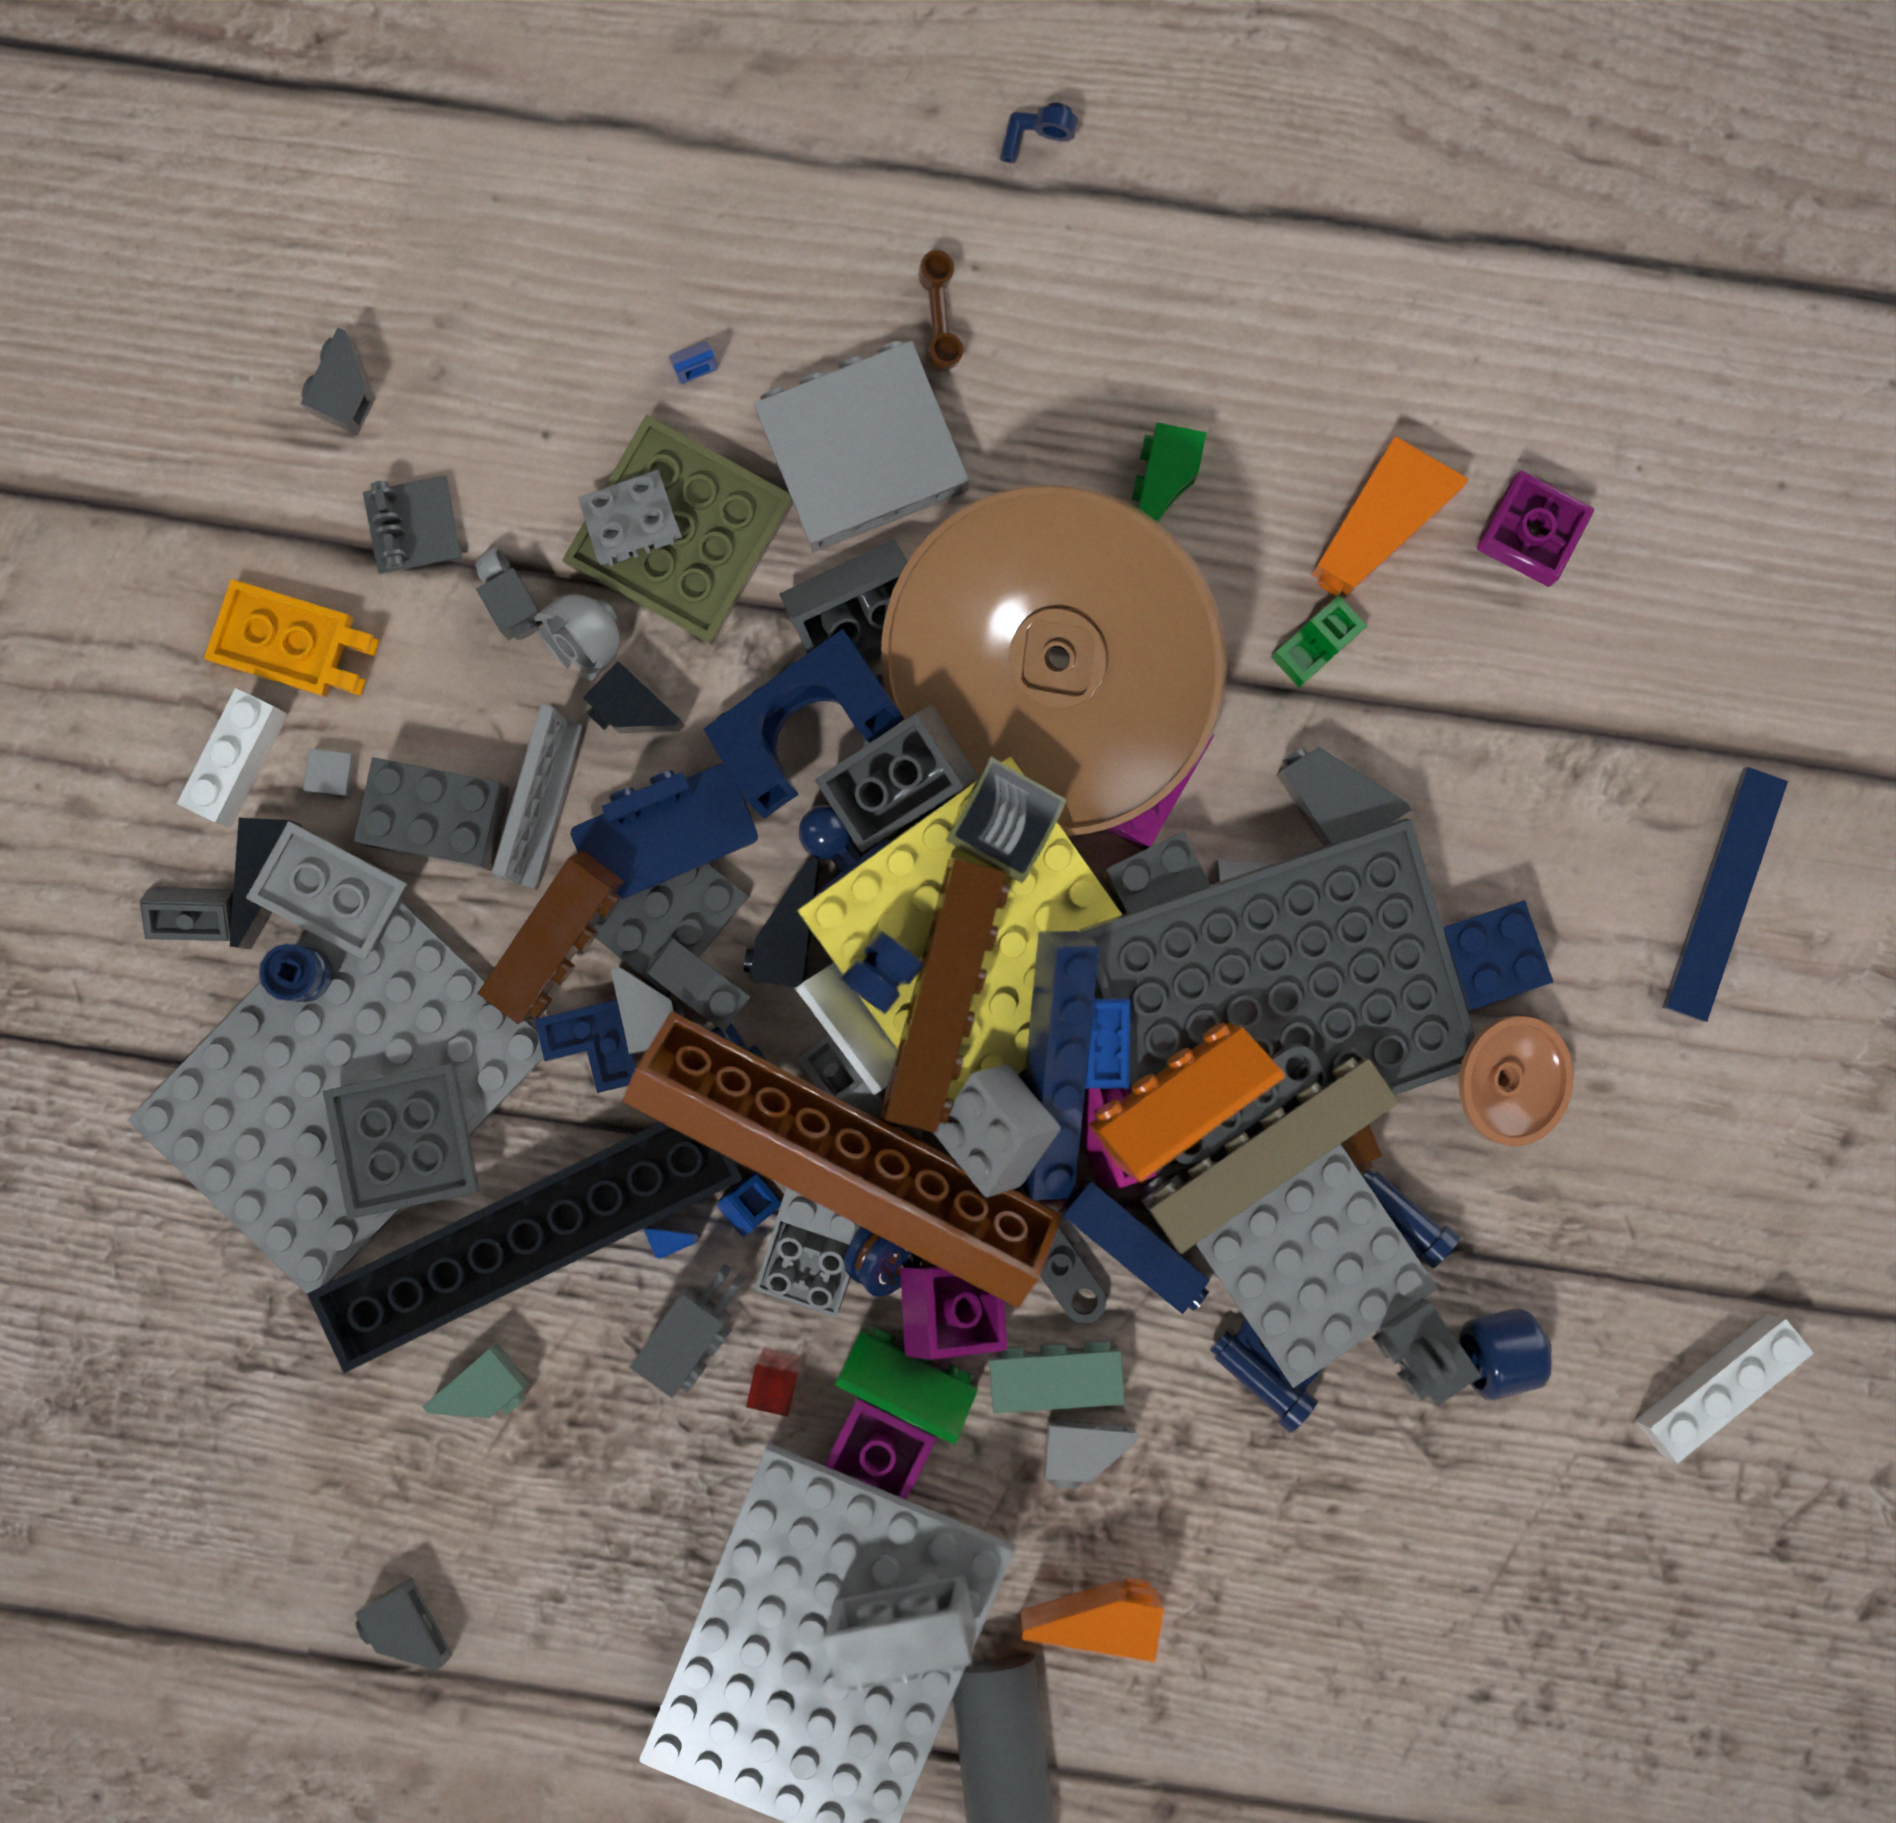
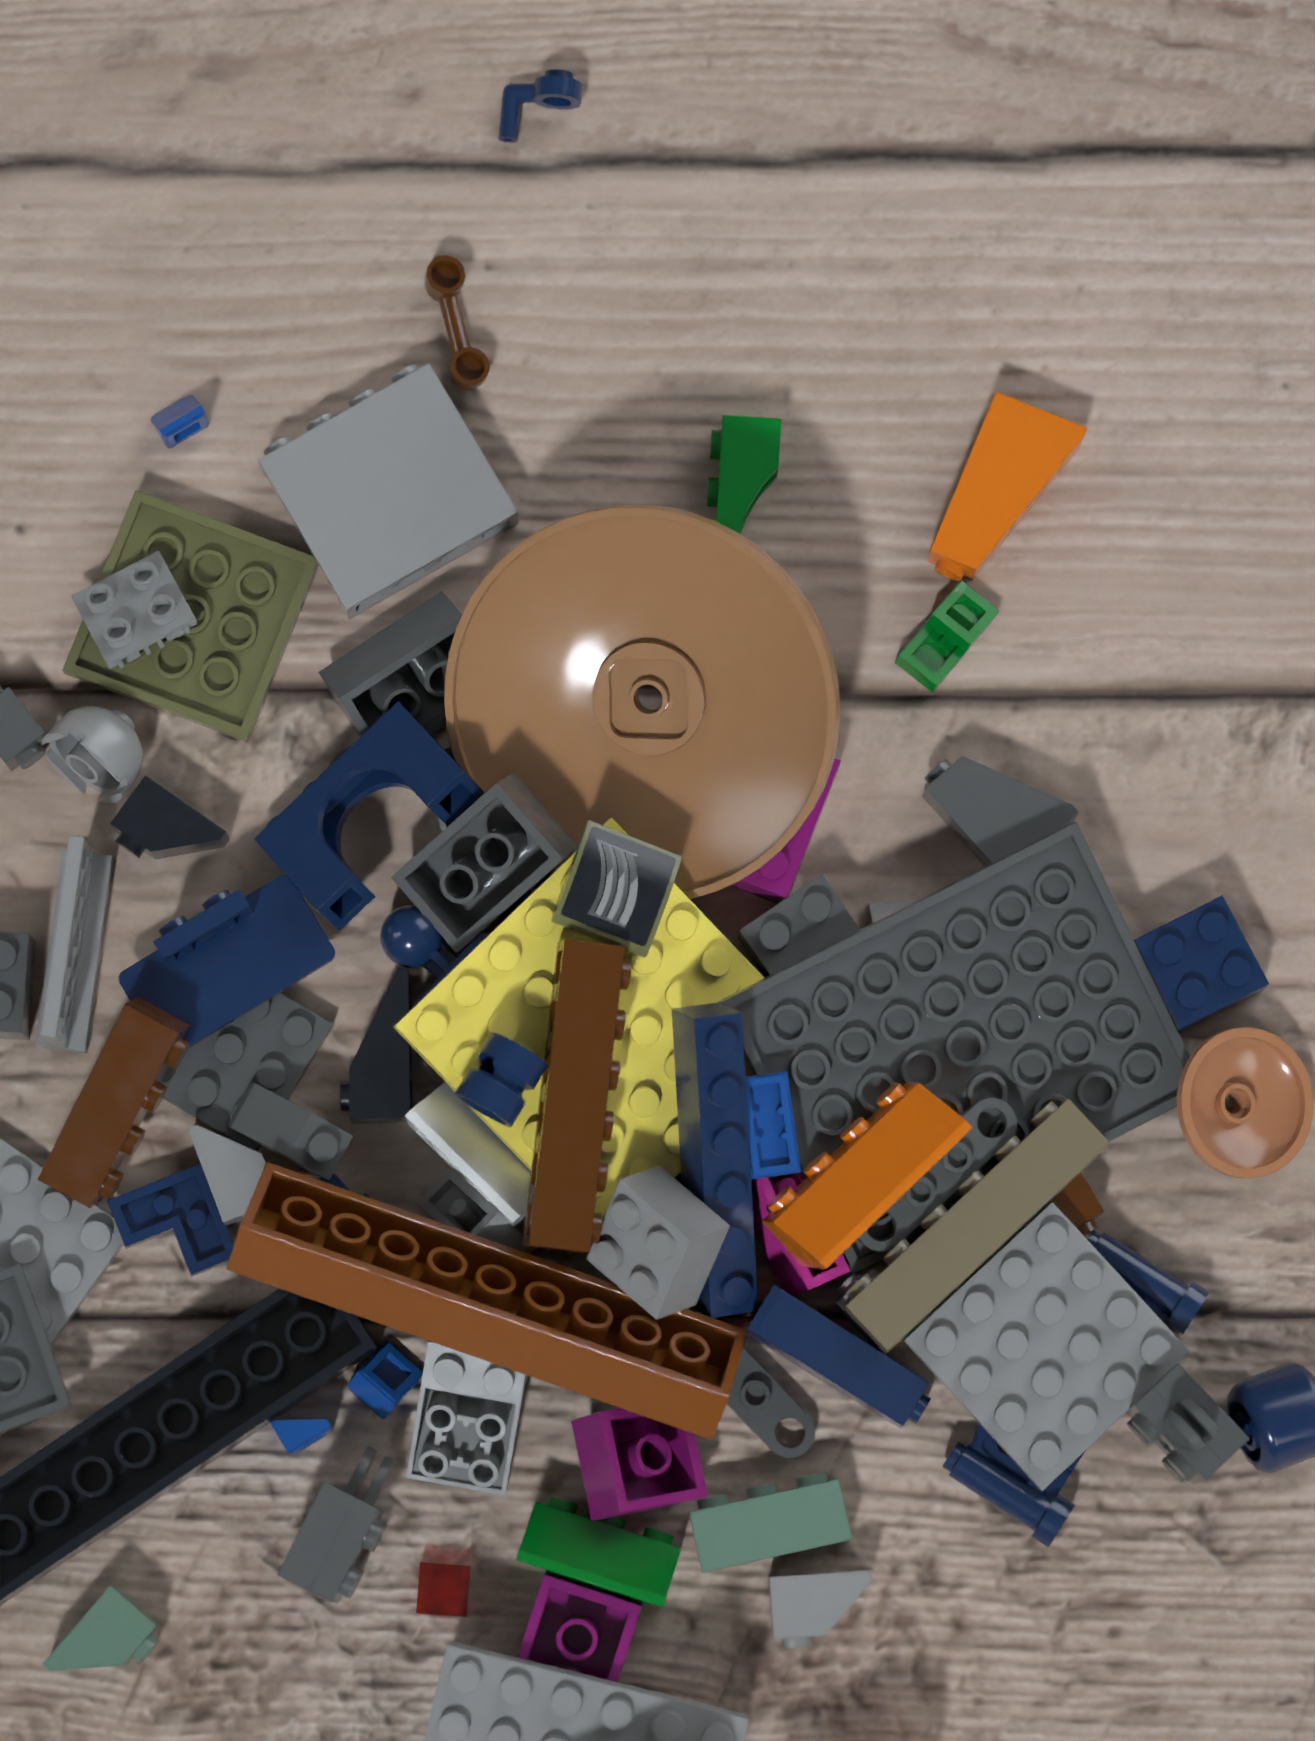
camera: 10 degrees left, 5 degrees down
(877, 1262) = (542, 1416): dark blue head -> none
(1561, 527) = (1201, 459): magenta brick -> none

